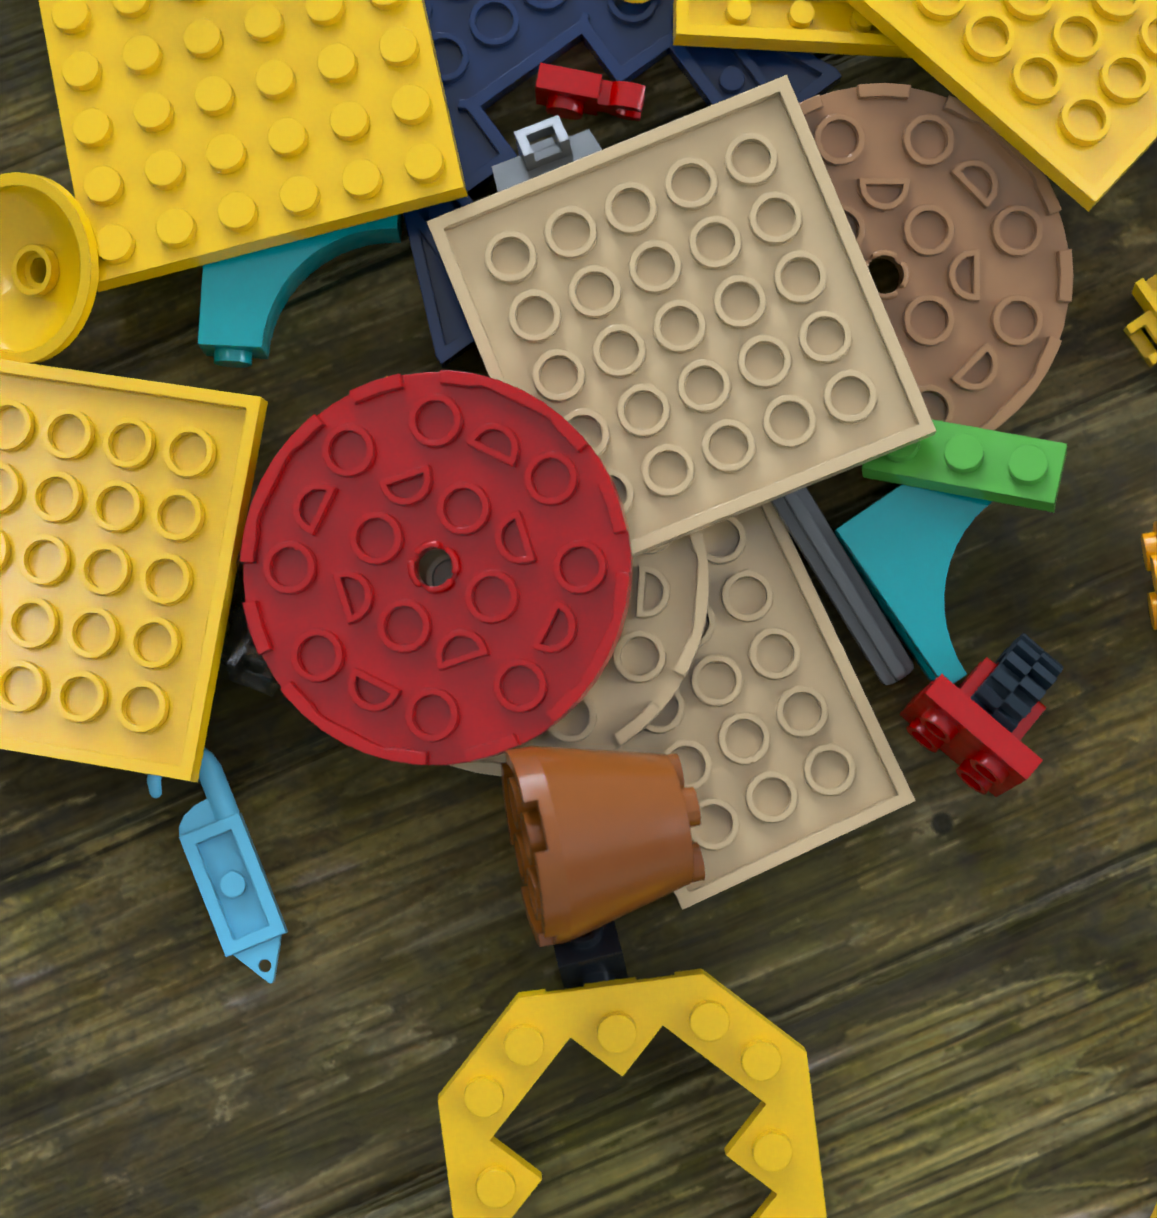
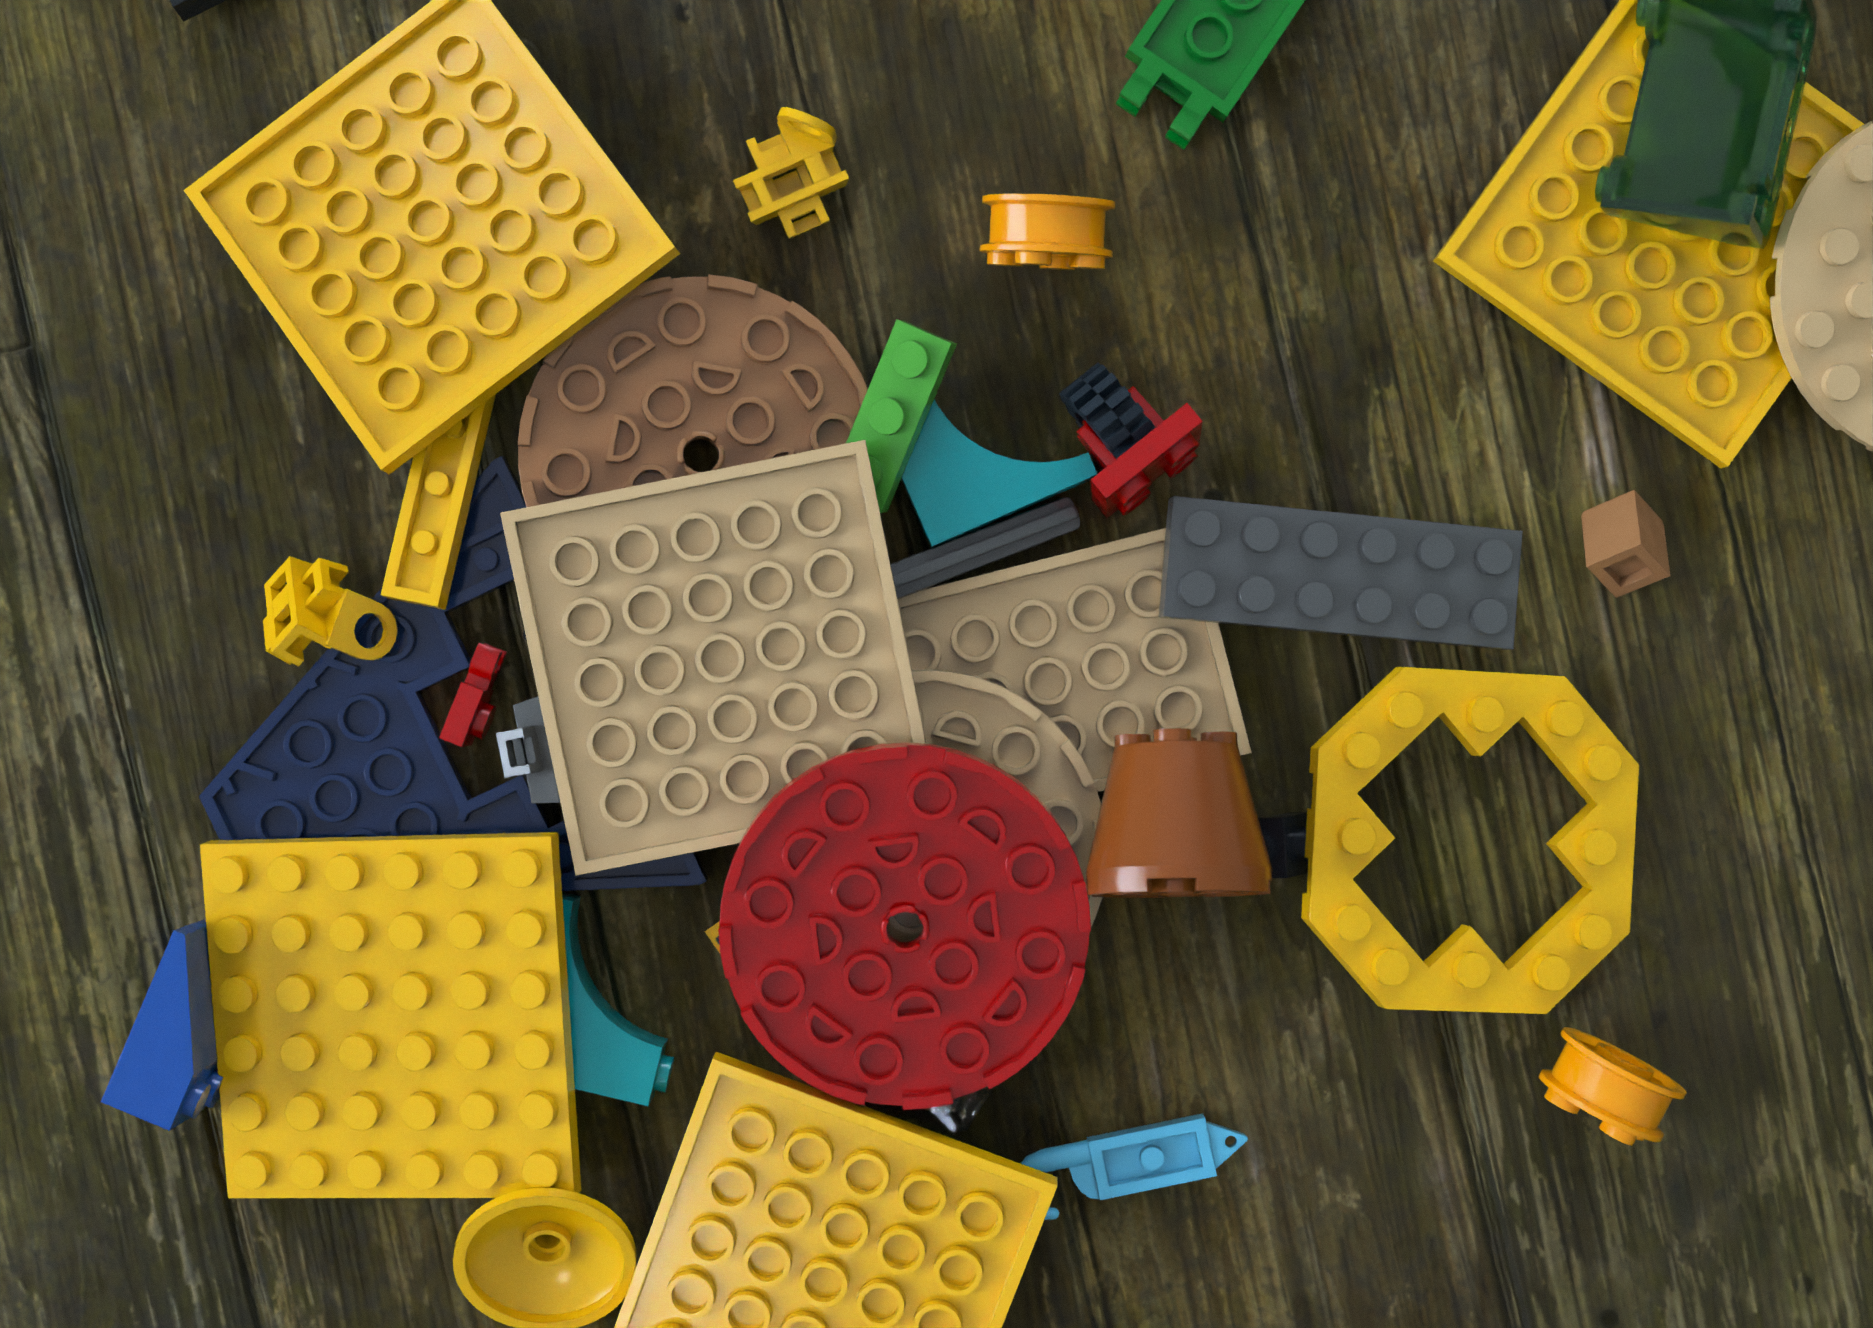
camera: 80 degrees left, 5 degrees up
(891, 971) = (1340, 573): none -> dark grey plate

